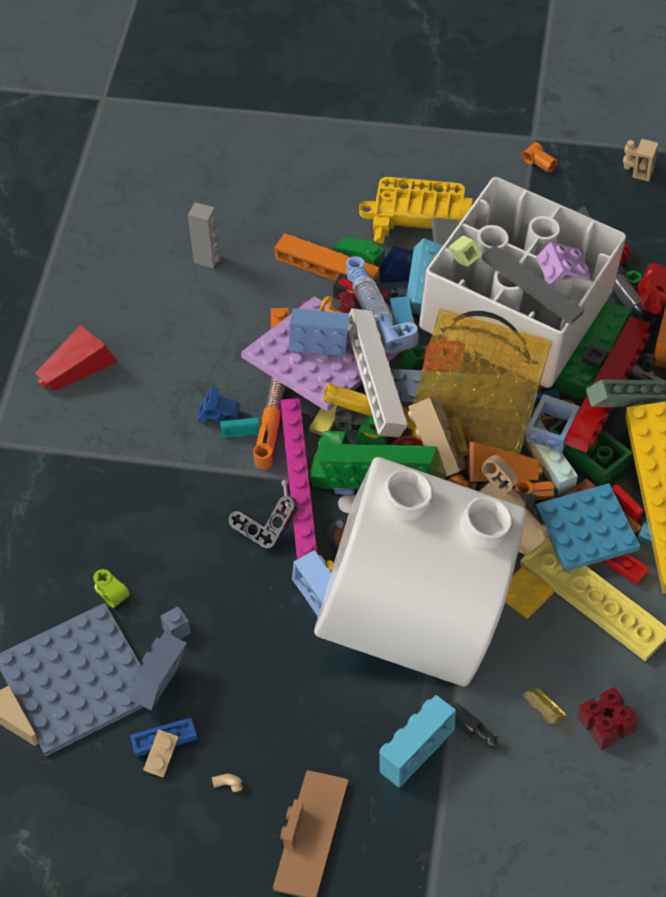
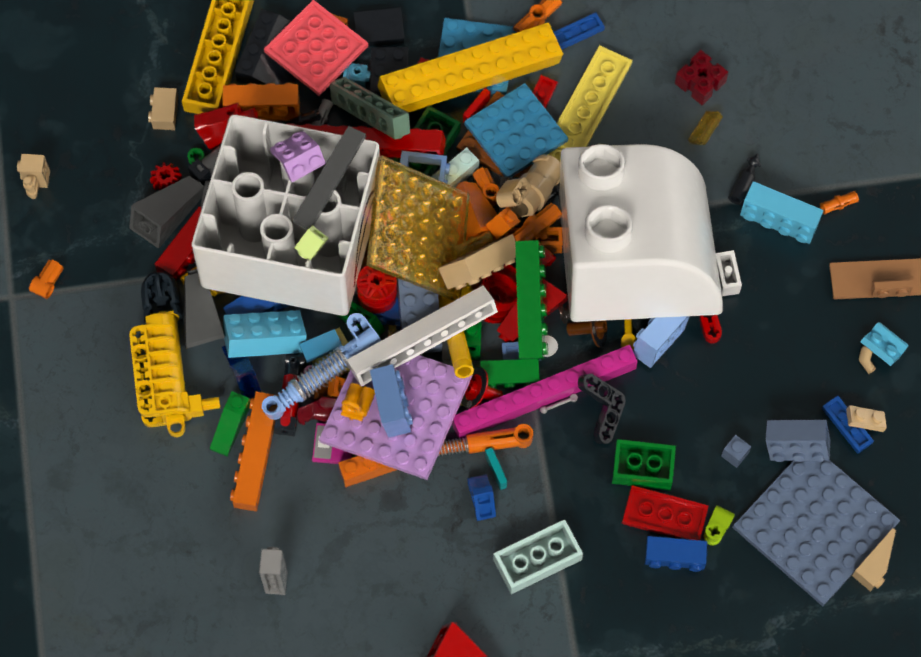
camera: 110 degrees left, 15 degrees up
(98, 545) = (675, 553): none -> blue brick
(140, 549) = (665, 514): none -> red plate
(141, 435) = (537, 556): none -> light aqua brick
(193, 540) = (643, 464): none -> green brick
(234, 798) = (884, 343): none -> medium azure bracket
(318, 647) = (715, 324): none -> red beam
(319, 422) = (479, 389): none -> red piece
(366, 670) = (728, 273): none -> white brick
(416, 812) = (839, 202): none -> orange pin
(472, 466) = (502, 223): none -> orange slope

